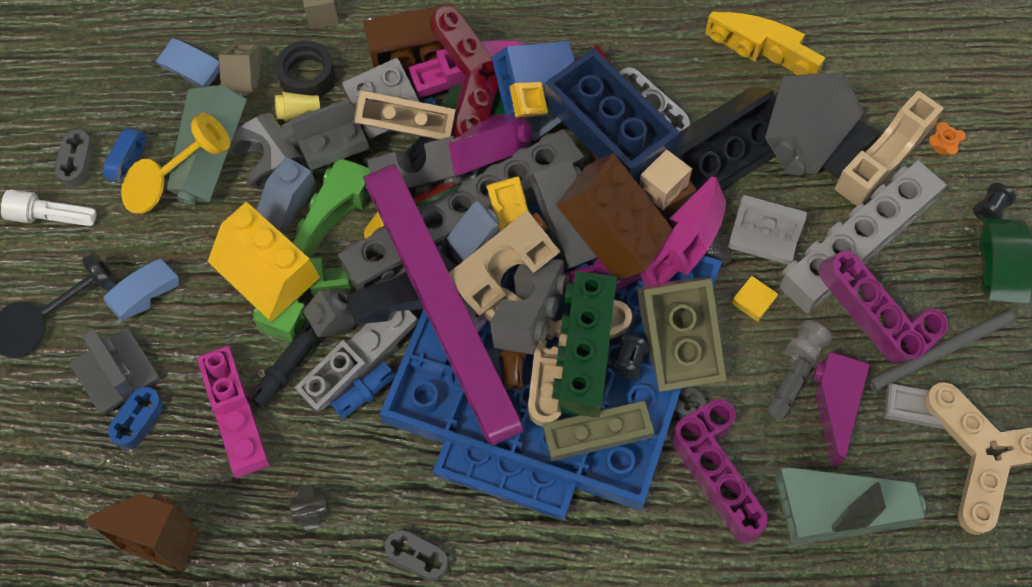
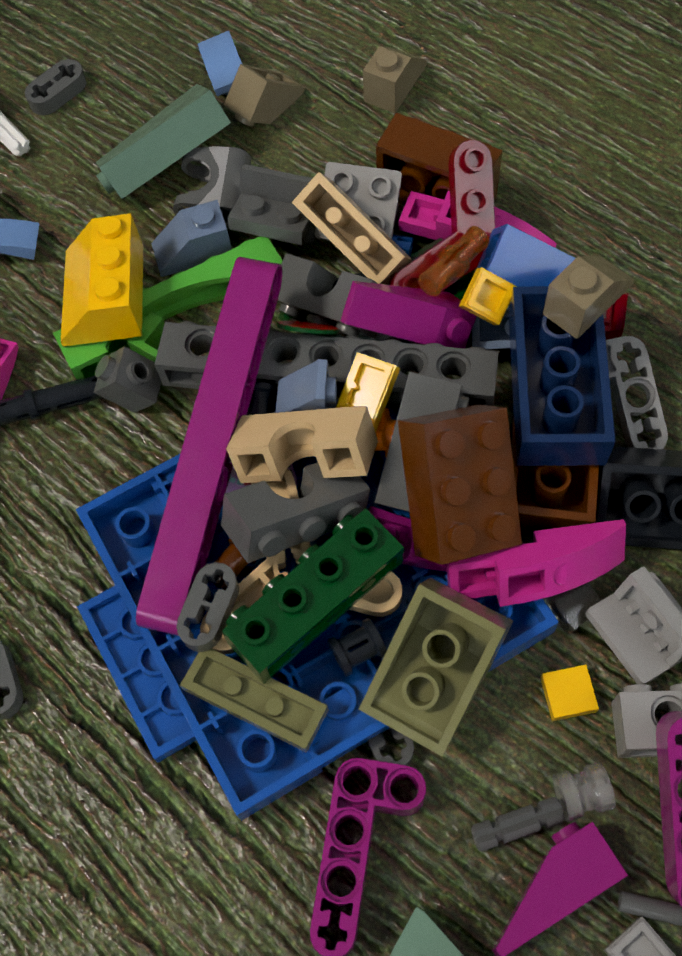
camera: 45 degrees right, 0 degrees up
(124, 154) = (94, 110): blue beam -> none
(145, 178) = (154, 128): yellow piece -> none
(292, 105) = (277, 157): light yellow cone -> none
(300, 52) = (319, 114): black tyre -> none
(355, 359) = (110, 442): light grey slope -> none
(363, 390) = (90, 476): blue pin -> none
(378, 300) = (162, 396): black slope -> none
(488, 105) = (453, 261): none -> clear orange pin
(537, 397) = (198, 602): none -> dark grey beam
(594, 59) = (584, 293): none -> dark tan slope
(665, 179) = (561, 483): tan brick -> none

